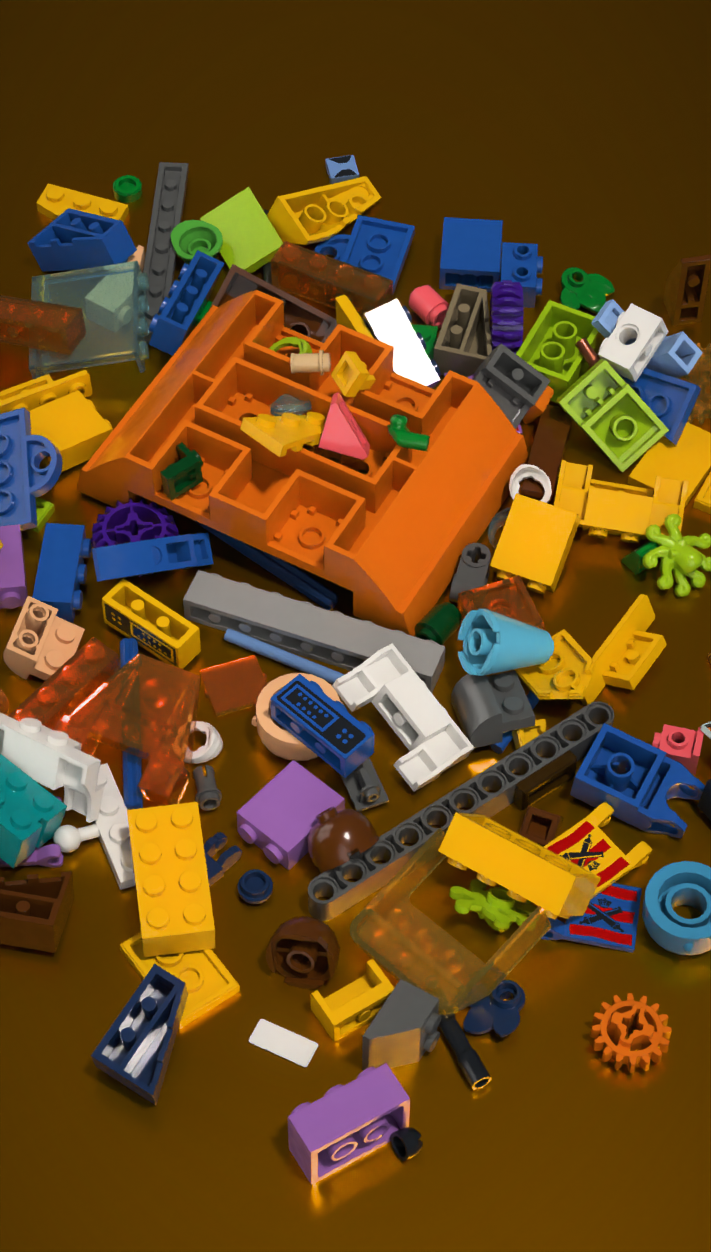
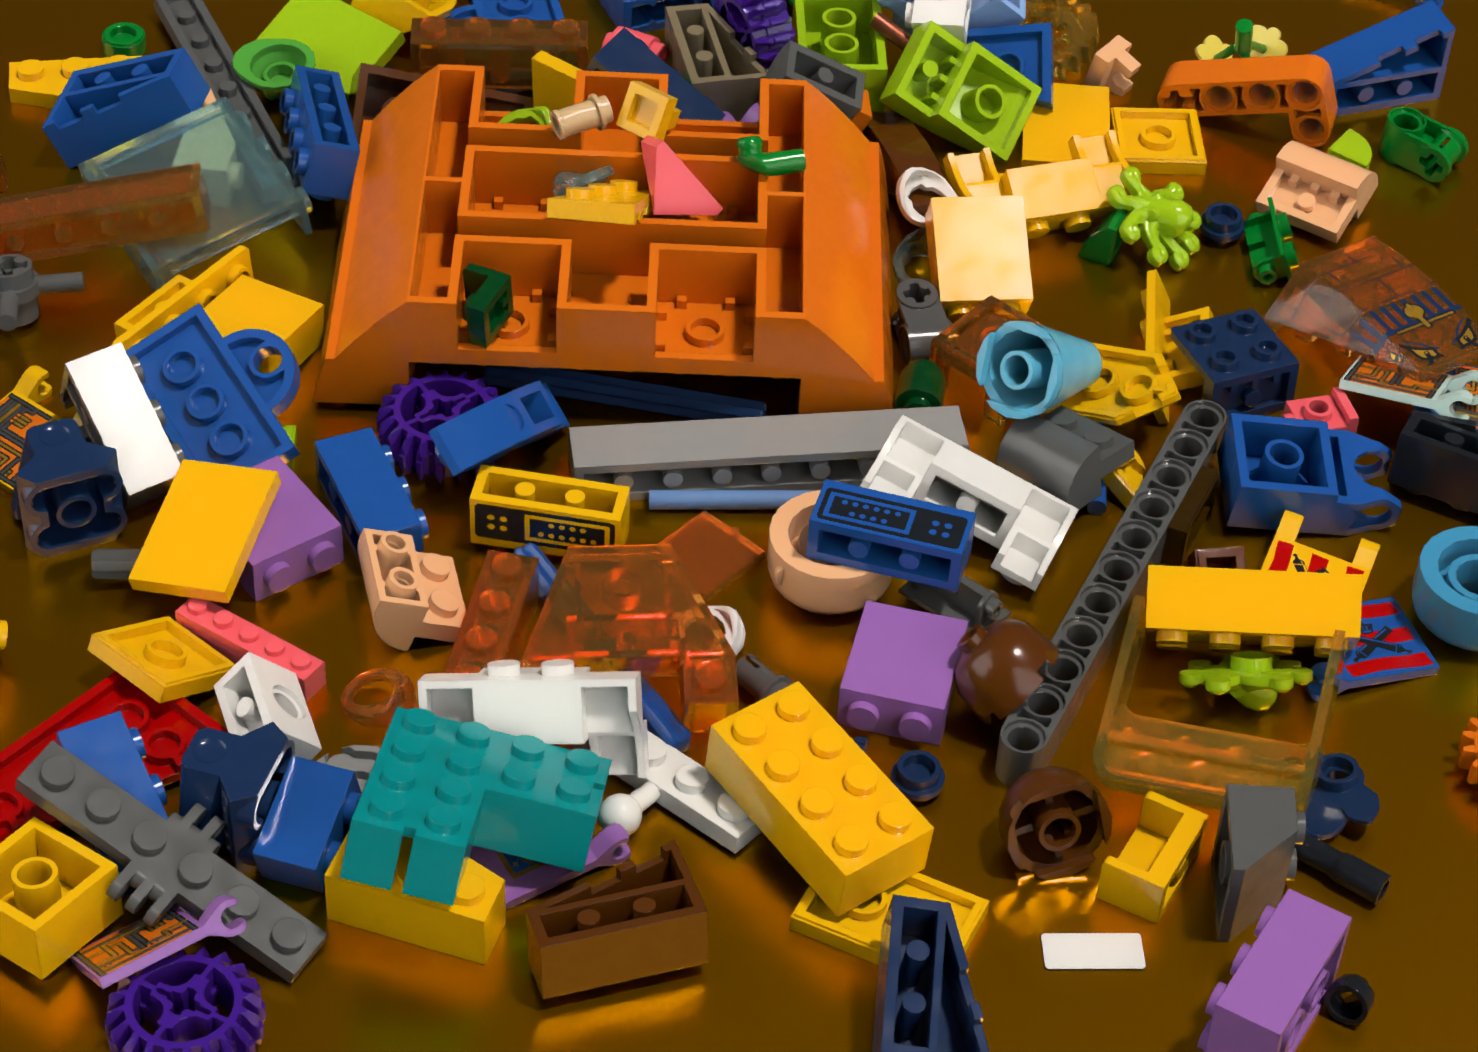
camera: 30 degrees left, 10 degrees down
(651, 684) = (1240, 362): none -> dark blue bracket

